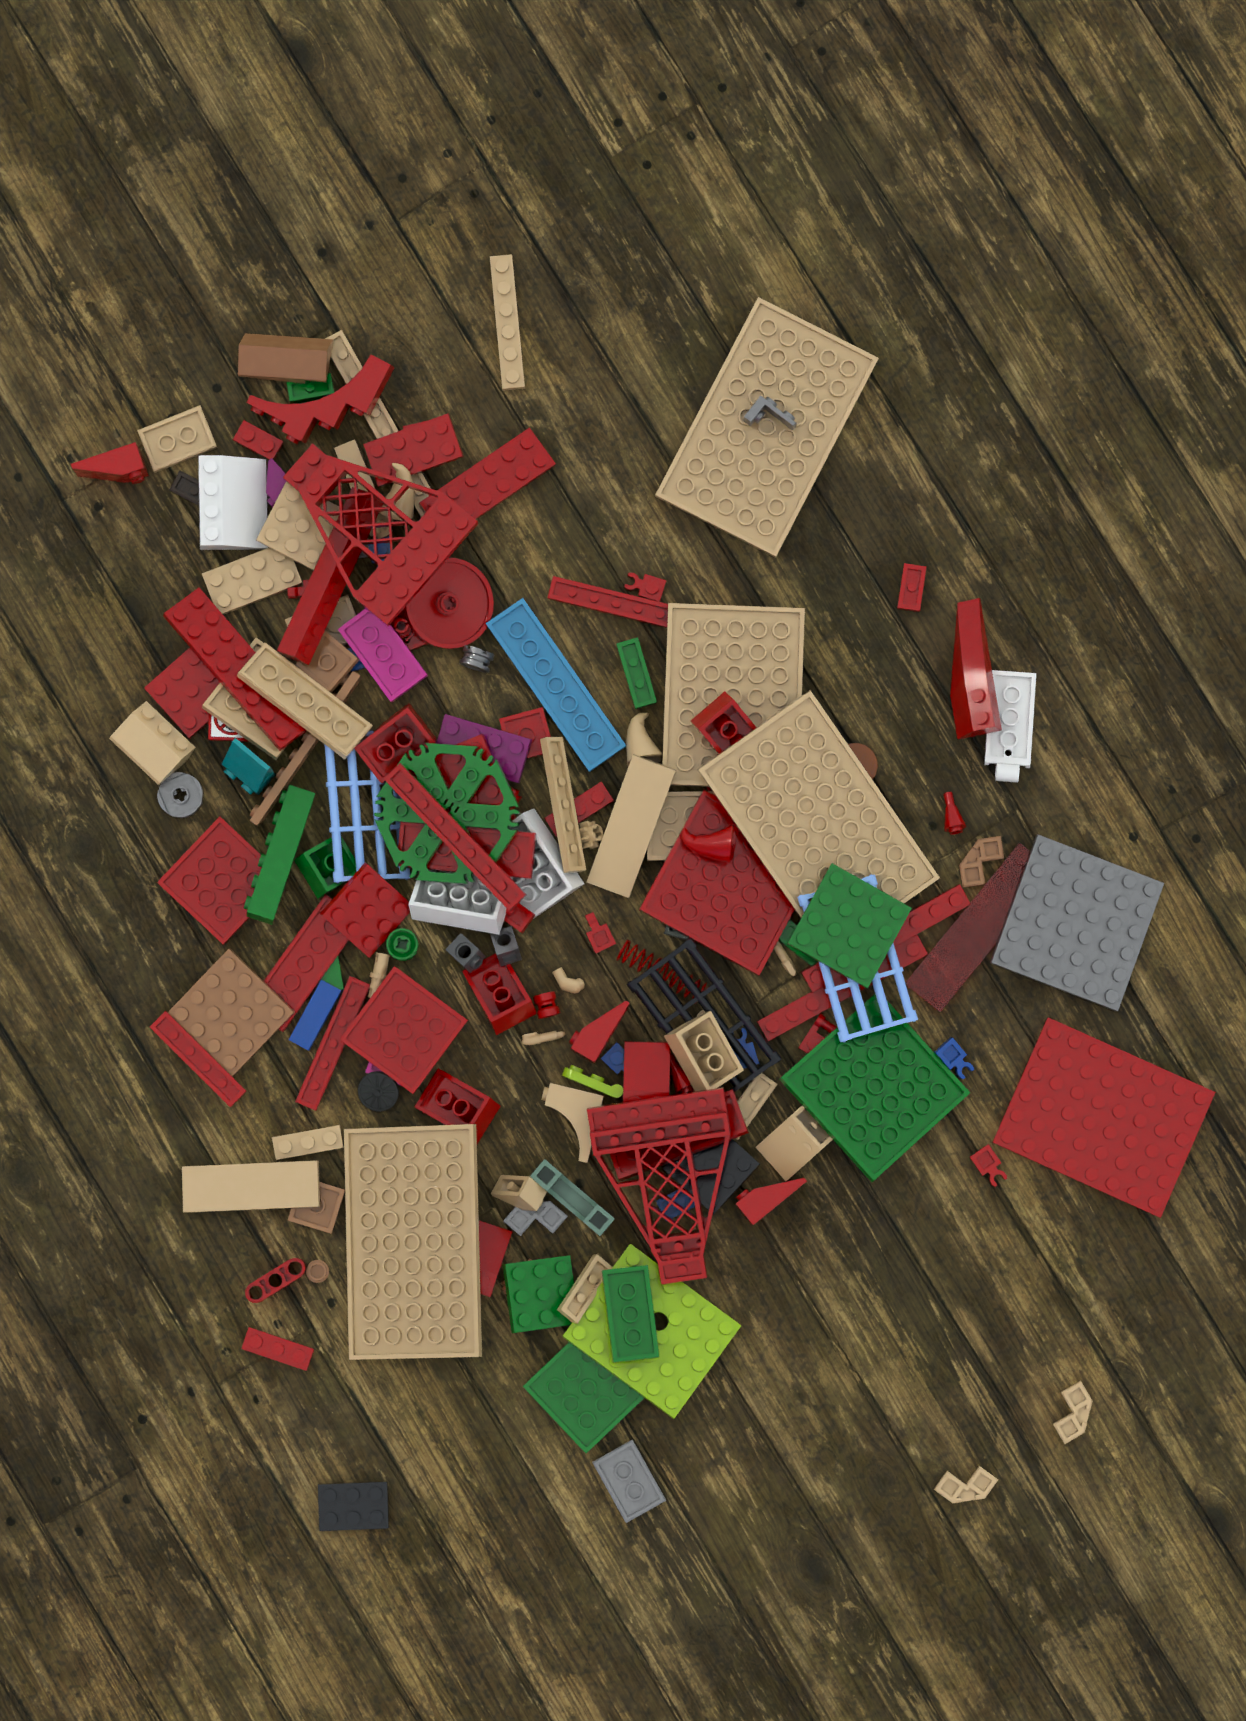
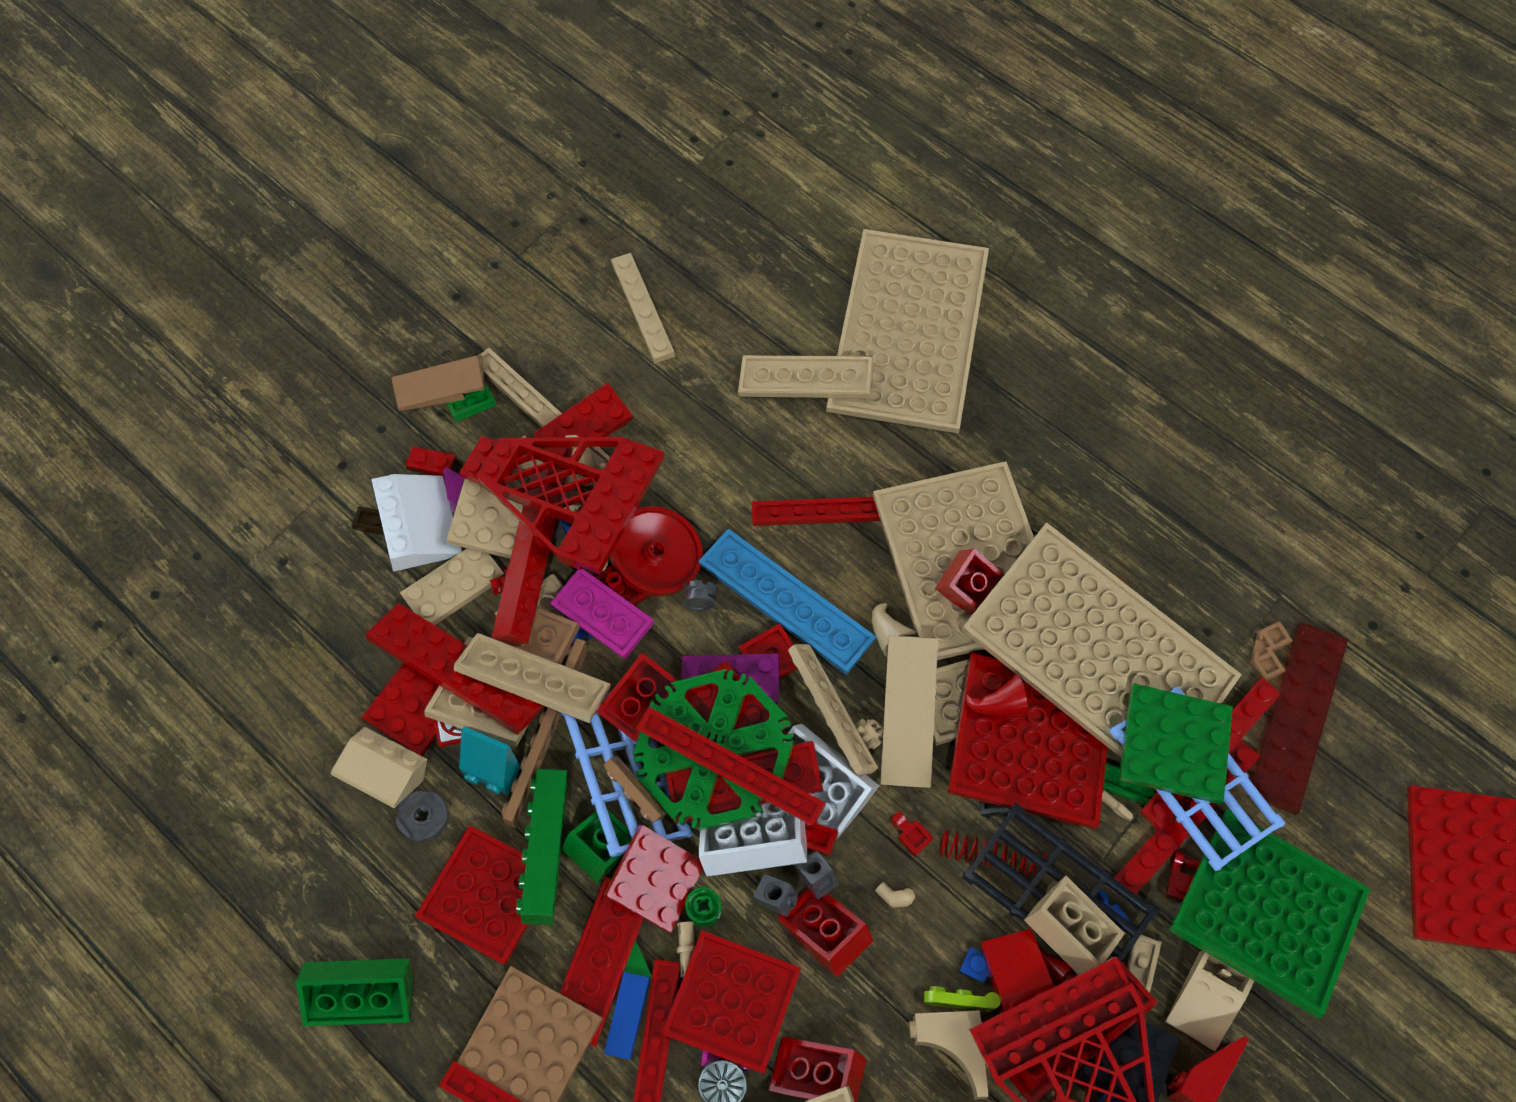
camera: 15 degrees left, 20 degrees down
(95, 931) = (355, 992): none -> green slope
(118, 465) = (286, 514): red slope -> none
(177, 439) = (348, 480): tan tile -> none
(330, 410) = (494, 412): red arch -> none
(368, 829) = (634, 790): none -> medium nougat plate
(497, 475) = (679, 424): red plate -> none
(535, 1038) = (879, 970): tan piece -> none
(544, 1000) = (877, 924): red wheel -> none
(586, 804) = (857, 705): red plate -> none
(594, 1037) = (946, 950): red slope -> none
(636, 673) = (862, 568): green plate -> none
(645, 454) = (806, 376): none -> tan tile
(649, 587) = (845, 489): red plate -> none
(756, 413) = (906, 305): flat silver bracket -> none
(911, 587) = (1096, 423): red plate -> none
(952, 1056) = (1334, 855): blue plate -> none
(953, 820) = (1226, 617): red cone -> none
(972, 676) = (1189, 485): red wedge -> none
(986, 1162) = (1423, 963): red plate -> none
(1016, 710) = (1241, 515): white hinge -> none
(1077, 923) = (1395, 683): flat silver plate -> none

